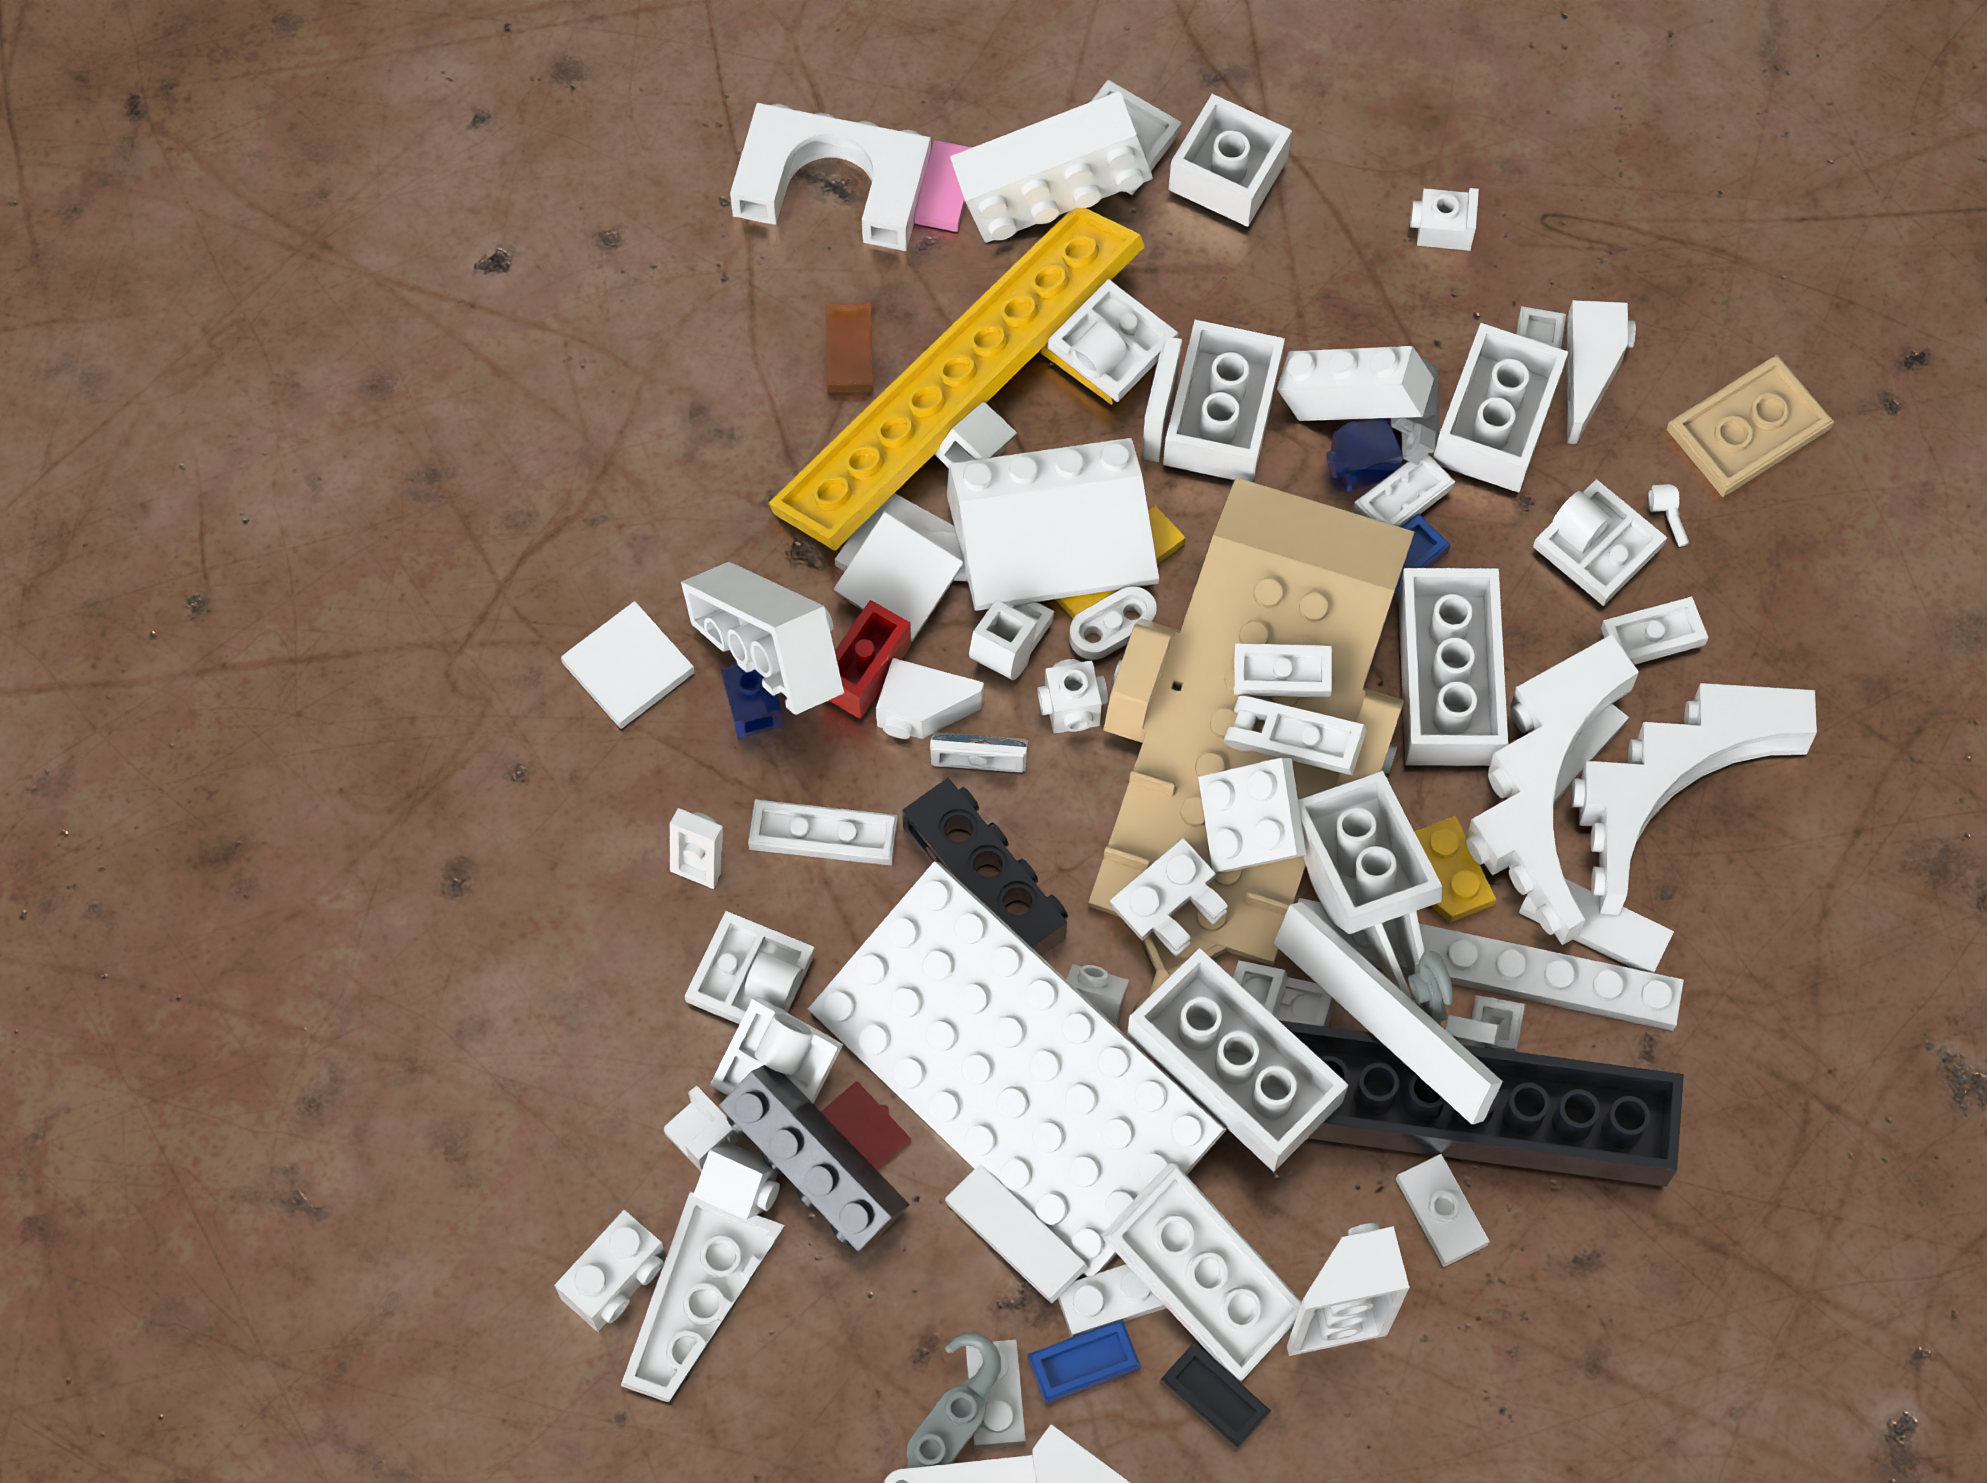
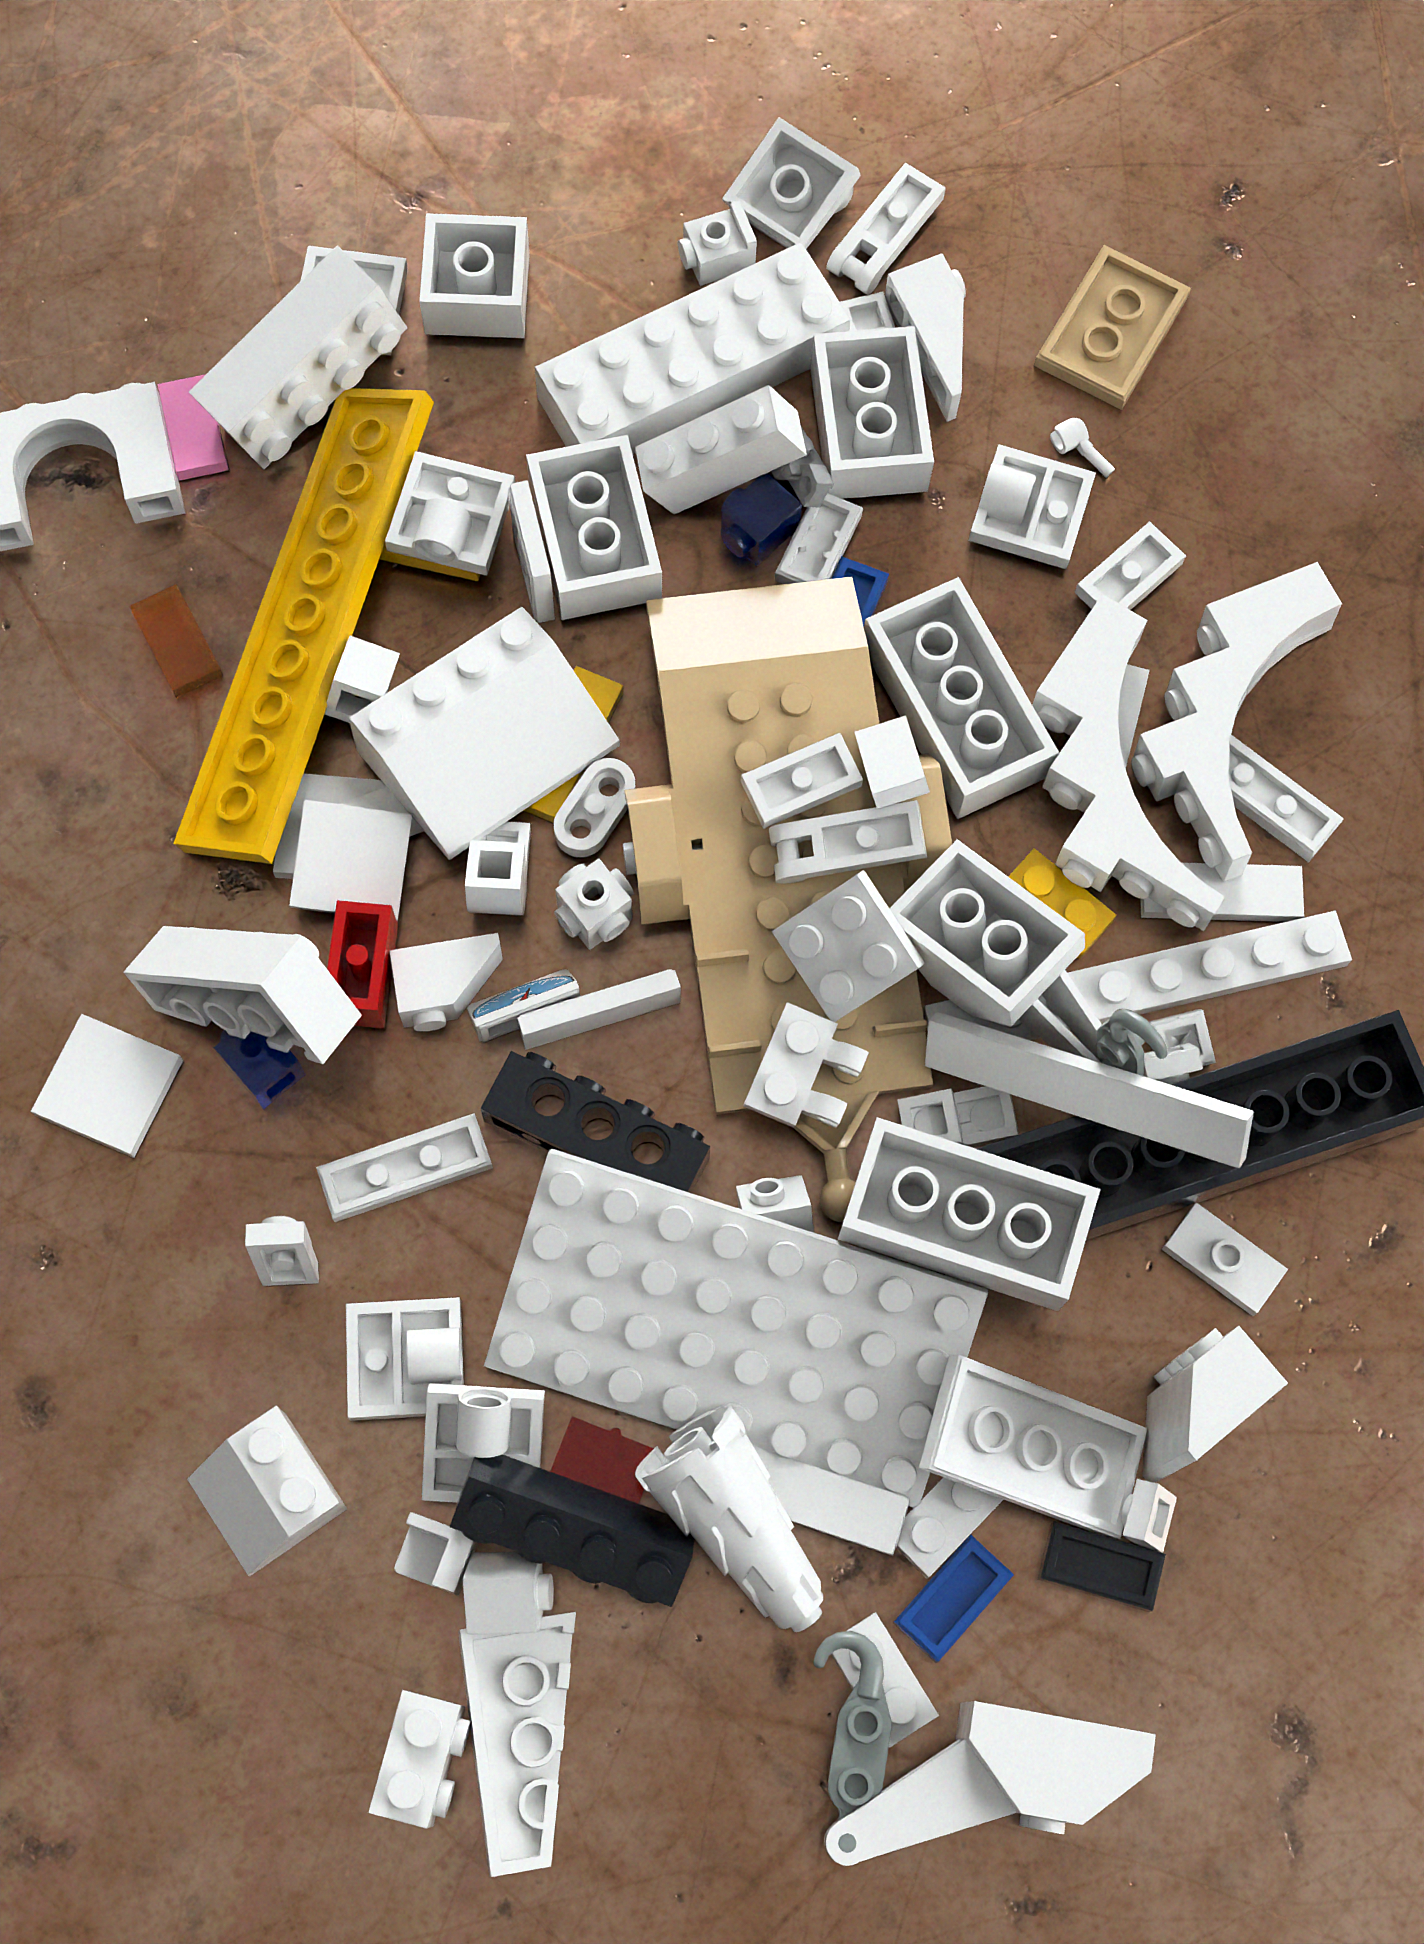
camera: 30 degrees left, 5 degrees up
(596, 1020) = (265, 1490): none -> white slope
(939, 1186) = (722, 1497): none -> white cone
(1035, 780) = (599, 1008): none -> white tile
(1272, 1372) = (1148, 1515): none -> white plate
(1361, 687) = (891, 762): none -> white tile
(1378, 296) = (692, 353): none -> white brick
(1531, 196) = (792, 186): none -> white slope
(1596, 263) = (886, 227): none -> white plate
(1682, 870) = (1278, 802): none -> white tile

